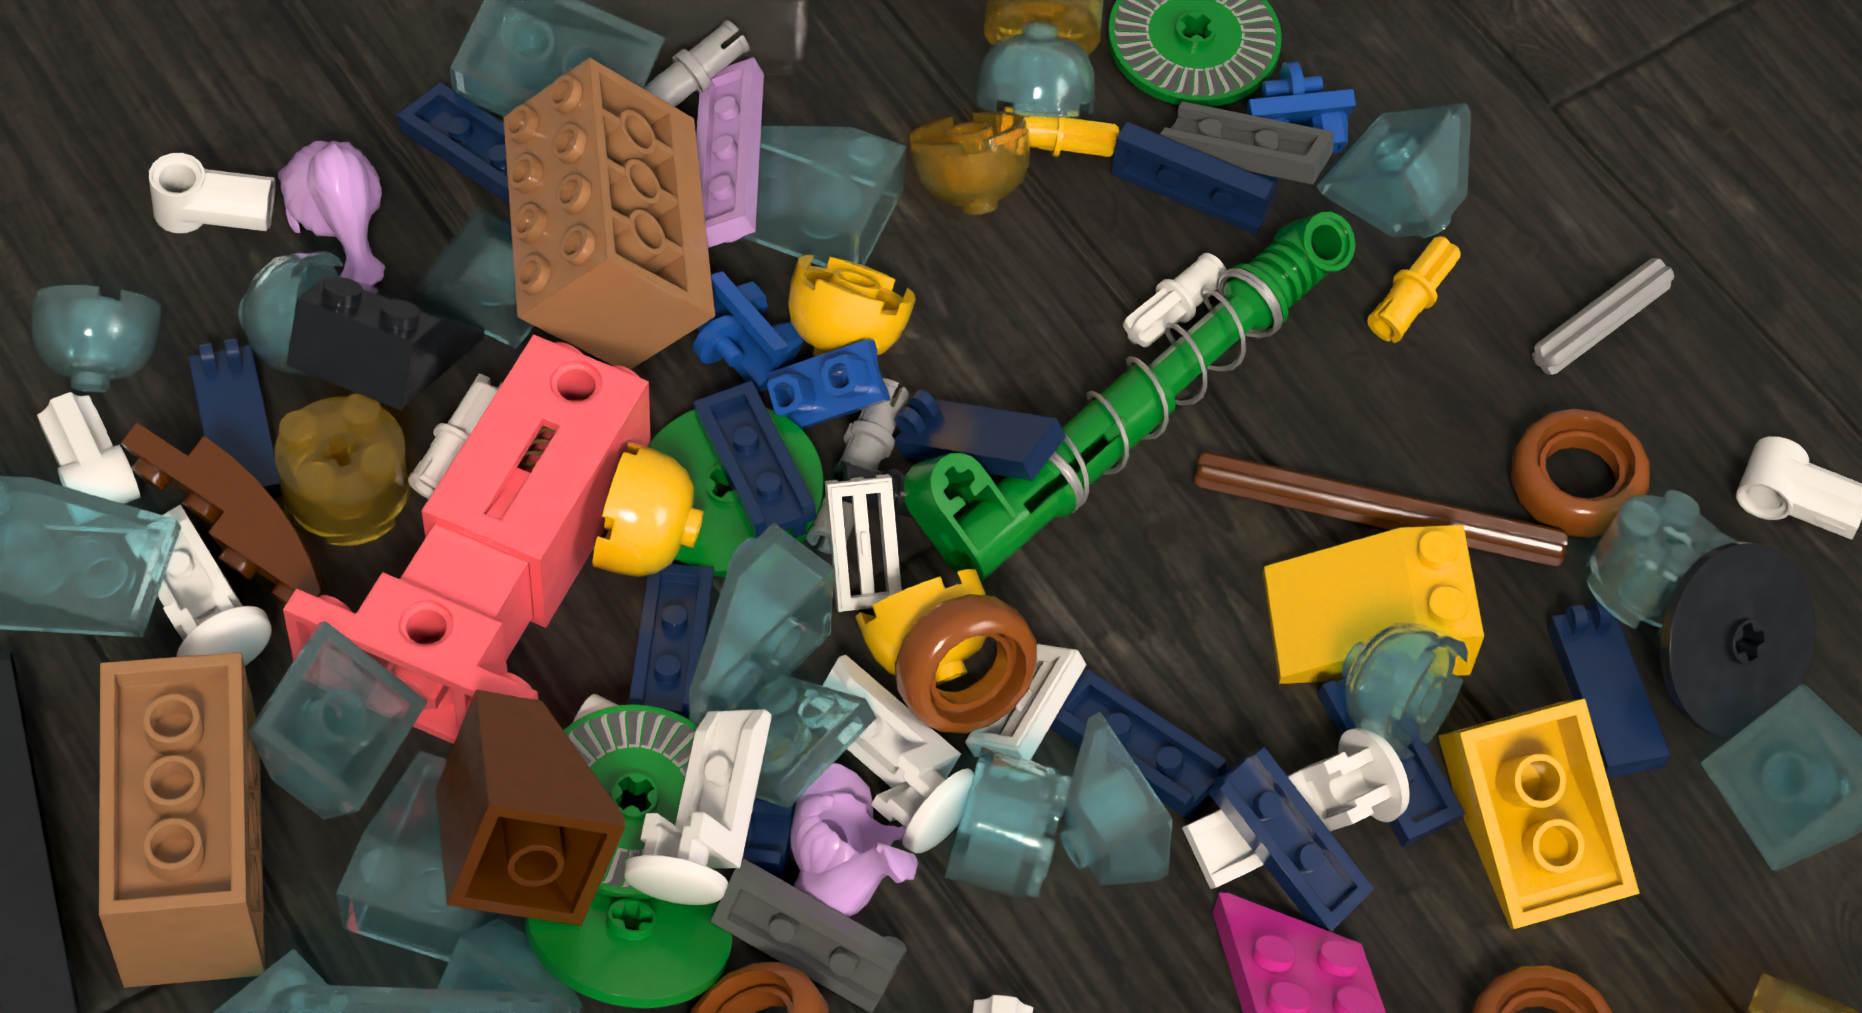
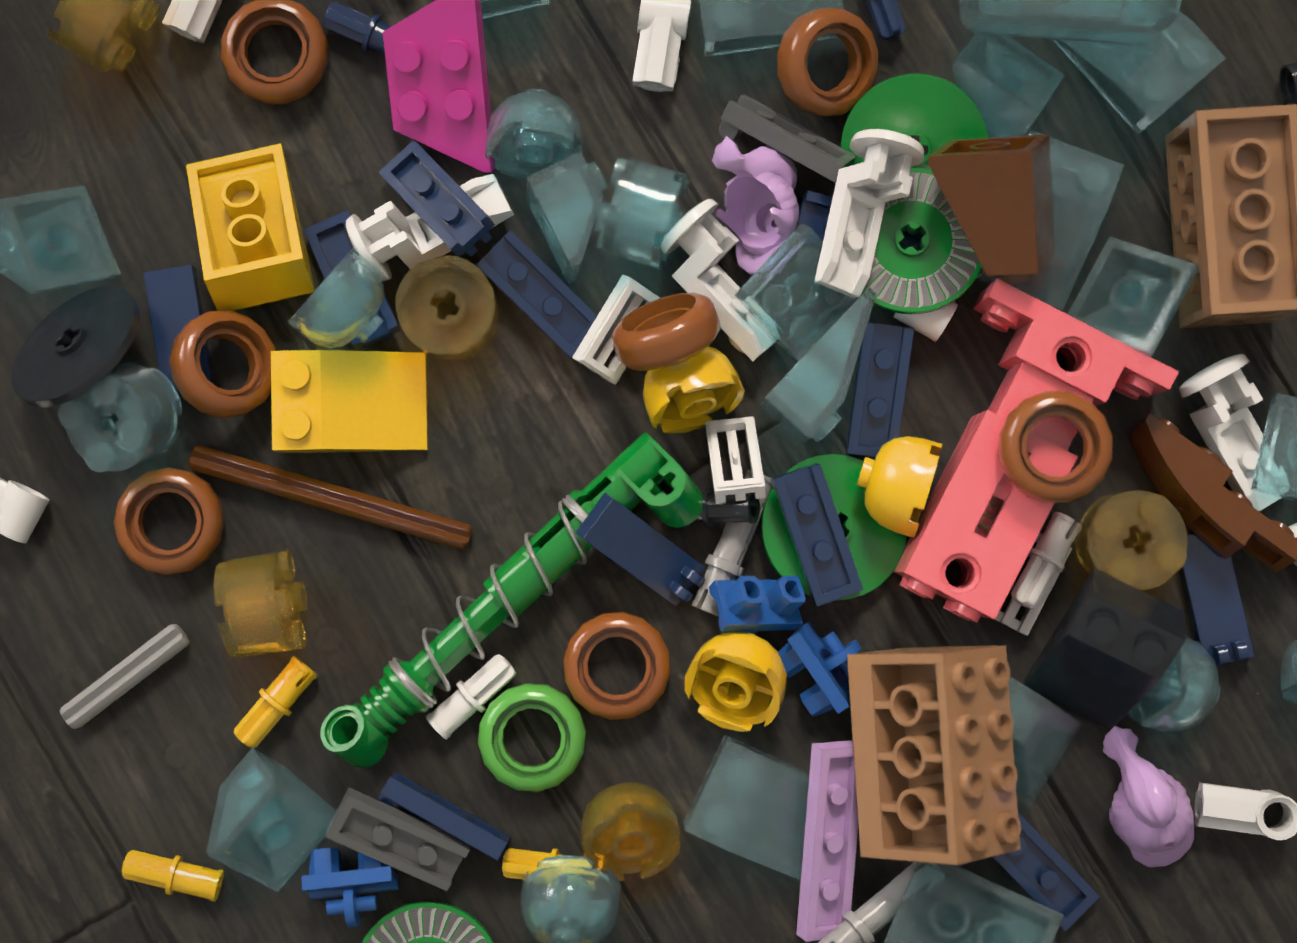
camera: 170 degrees left, 30 degrees up
(455, 550) = (1094, 433): none -> dark orange wheel
(986, 371) = (618, 705): none -> dark orange wheel
(1096, 298) = (514, 773): none -> bright green wheel
(1164, 931) = (532, 133): none -> clear light blue cylinder
(1259, 696) = (438, 282): none -> clear yellow brick
(1449, 368) = (260, 604): none -> clear yellow brick
(1514, 123) = (173, 875): none -> yellow axle
(1588, 649) = (193, 383): none -> dark orange wheel

